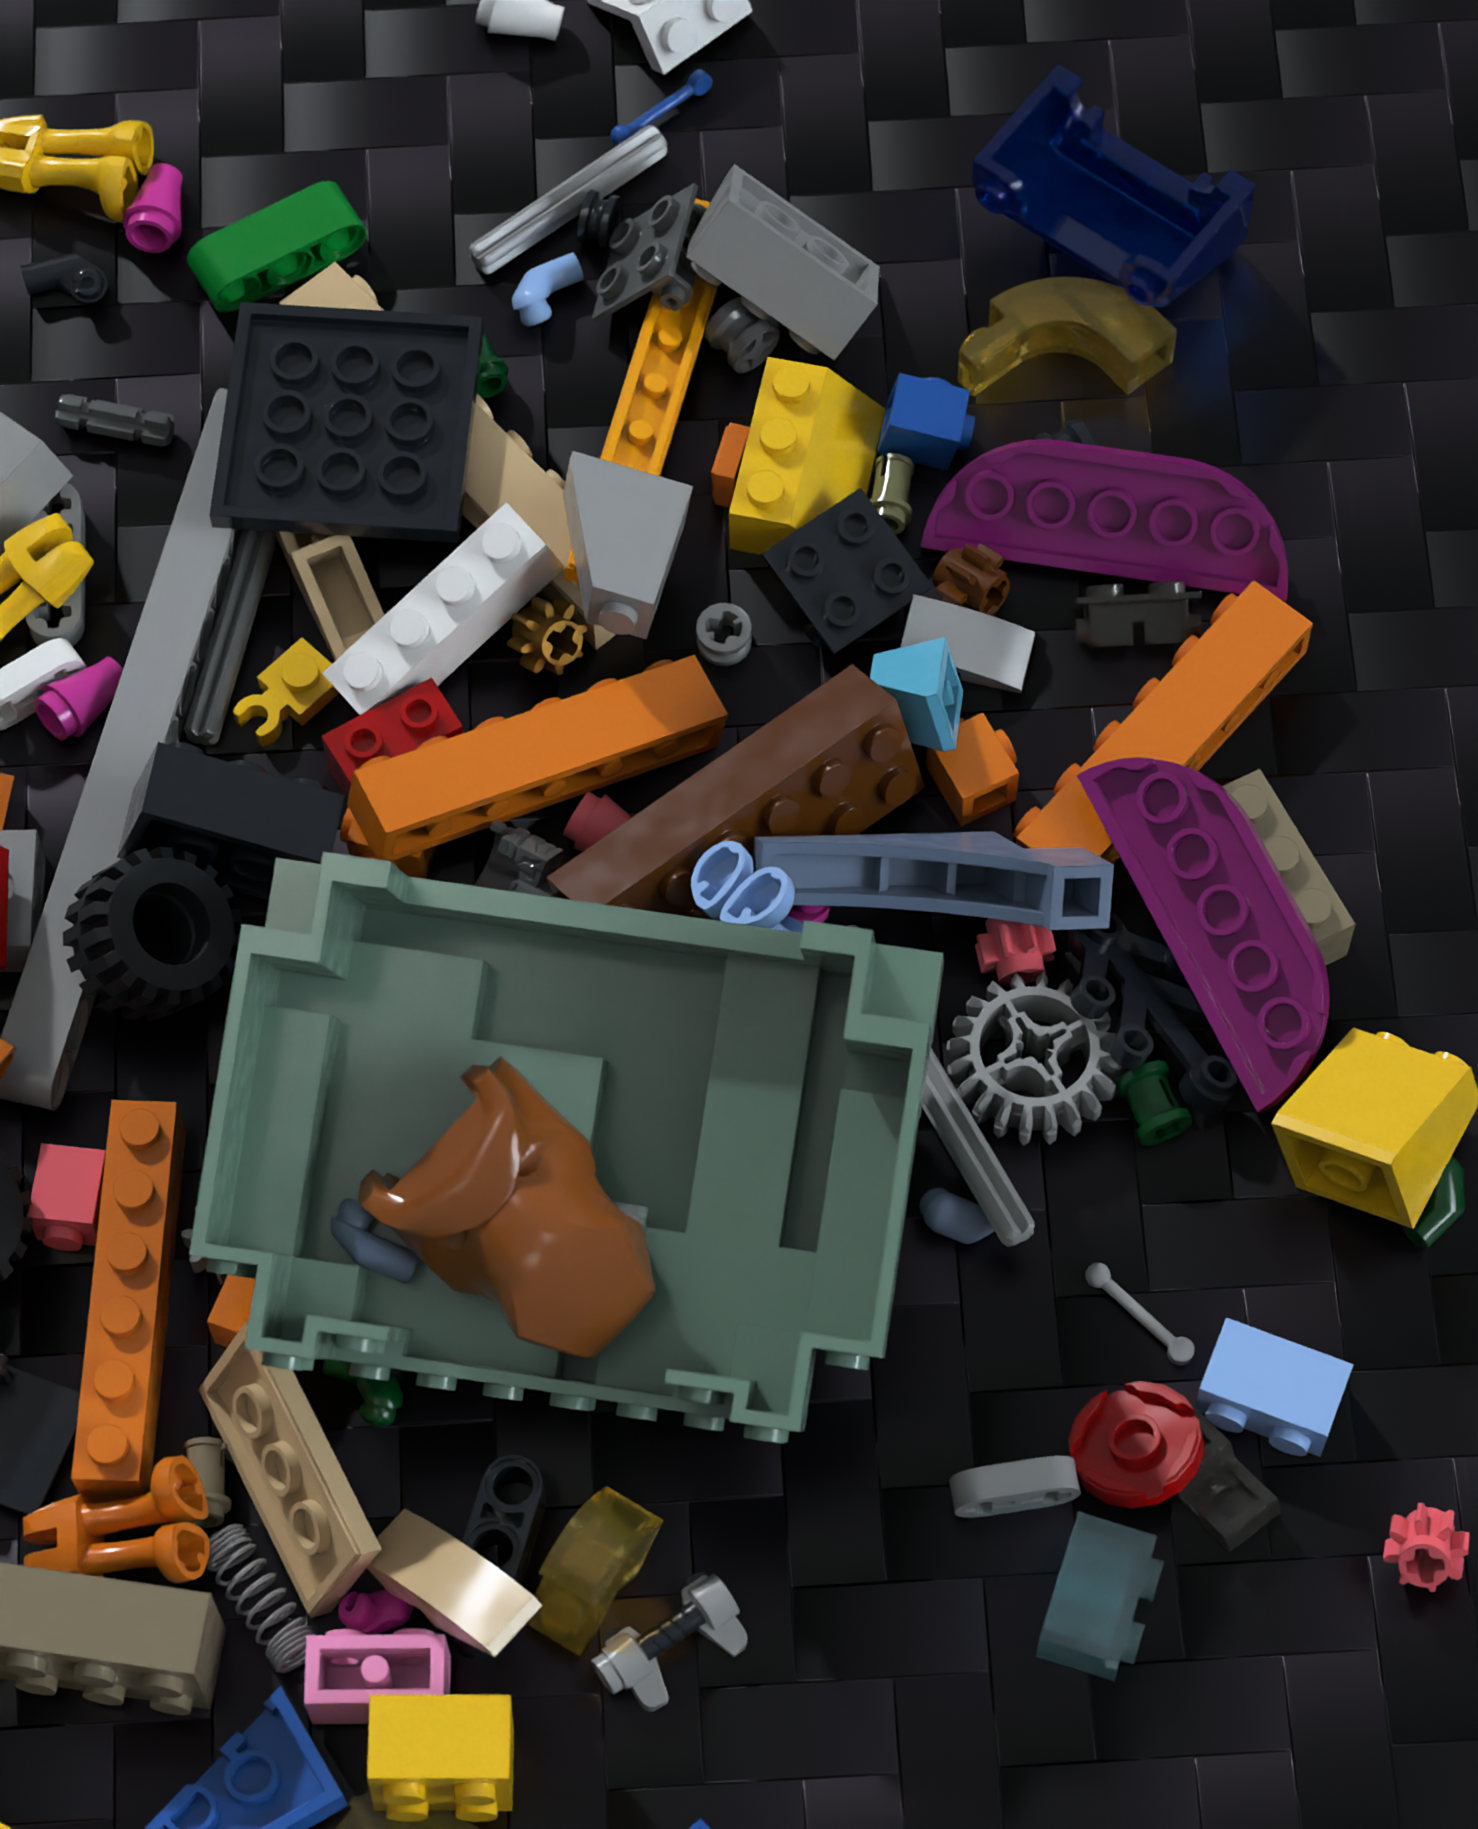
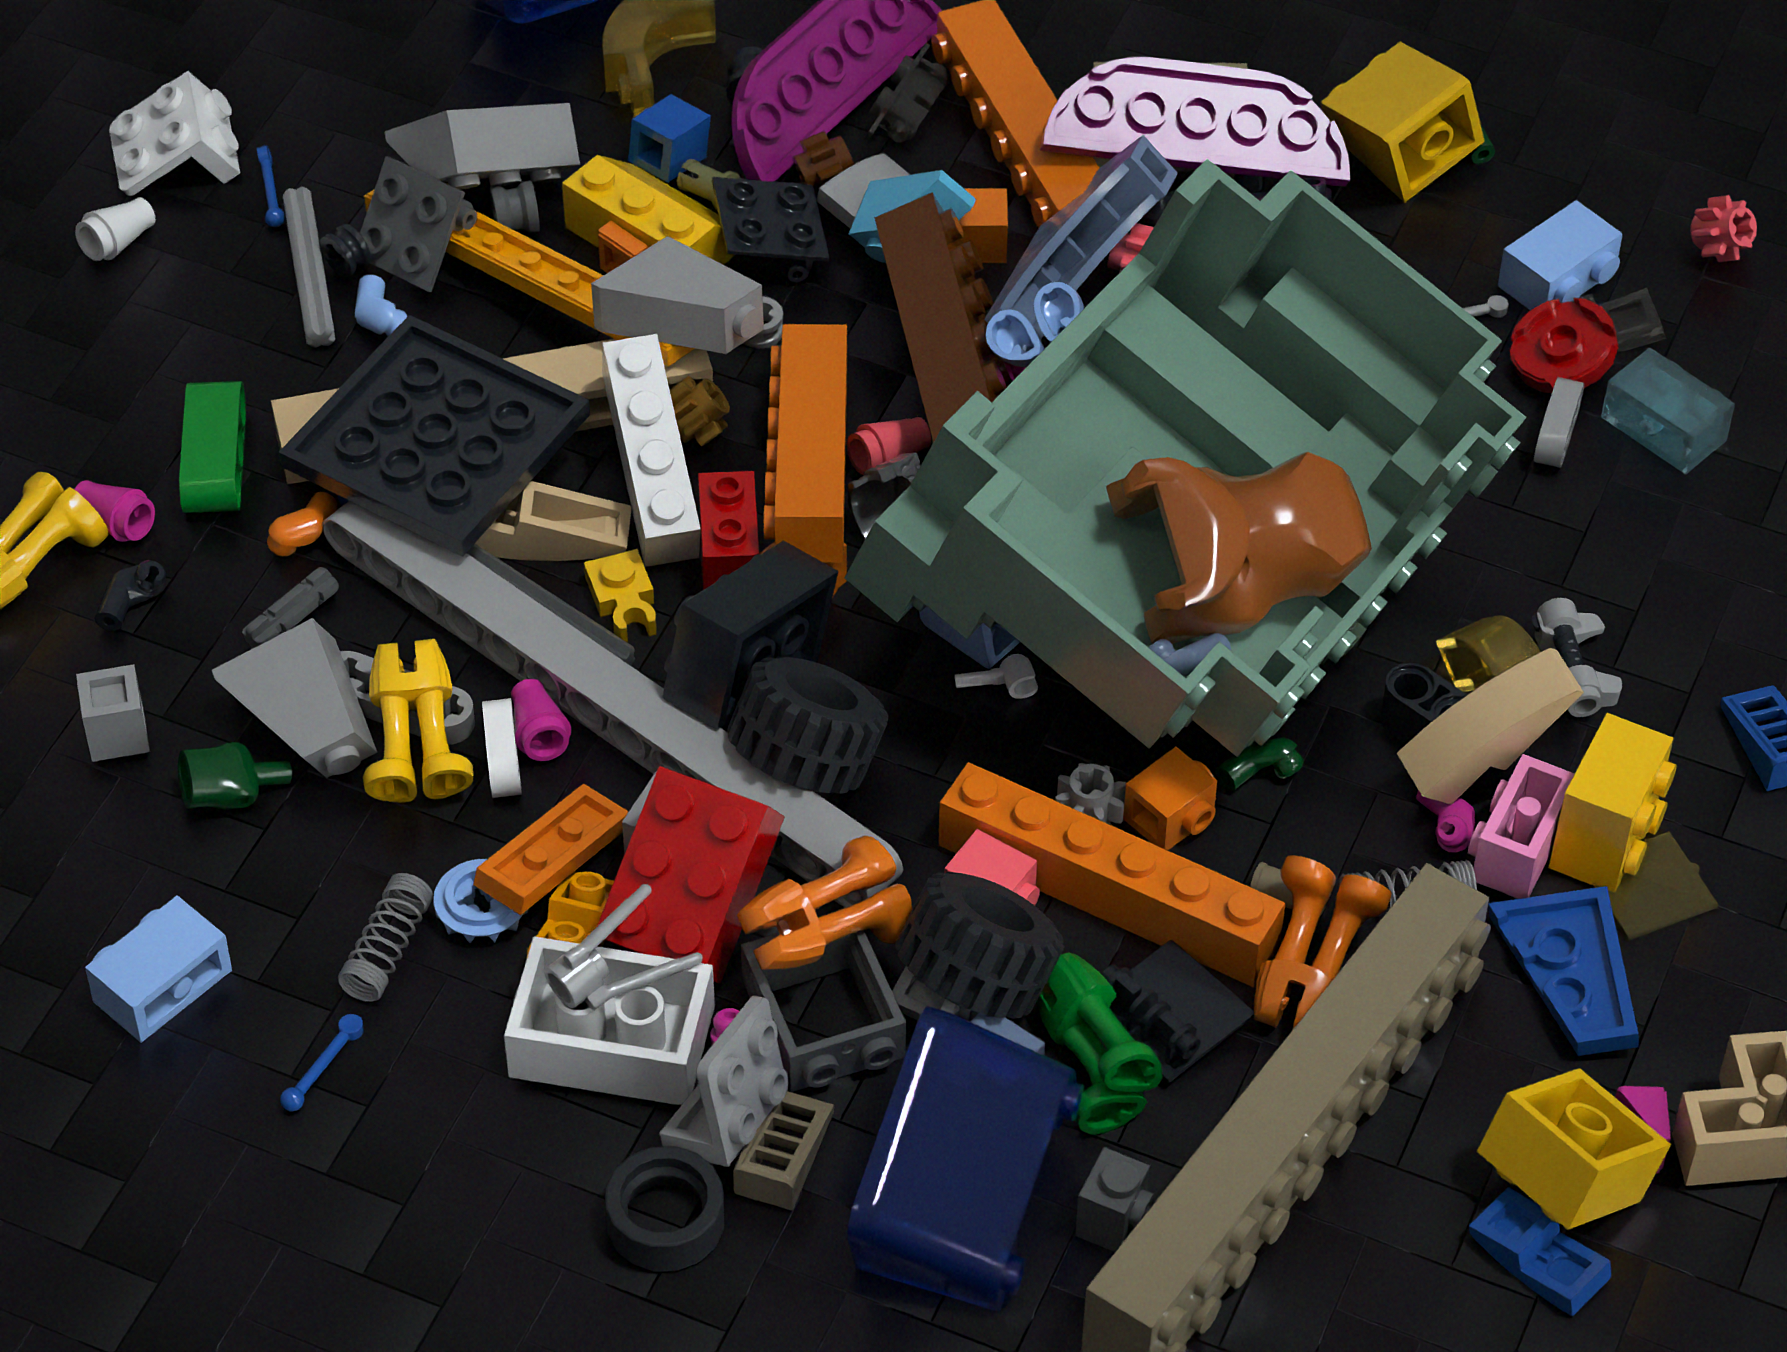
camera: 65 degrees left, 15 degrees down
(206, 369) = (301, 526): none -> orange arm
(290, 1475) = (1325, 808): tan tile -> none

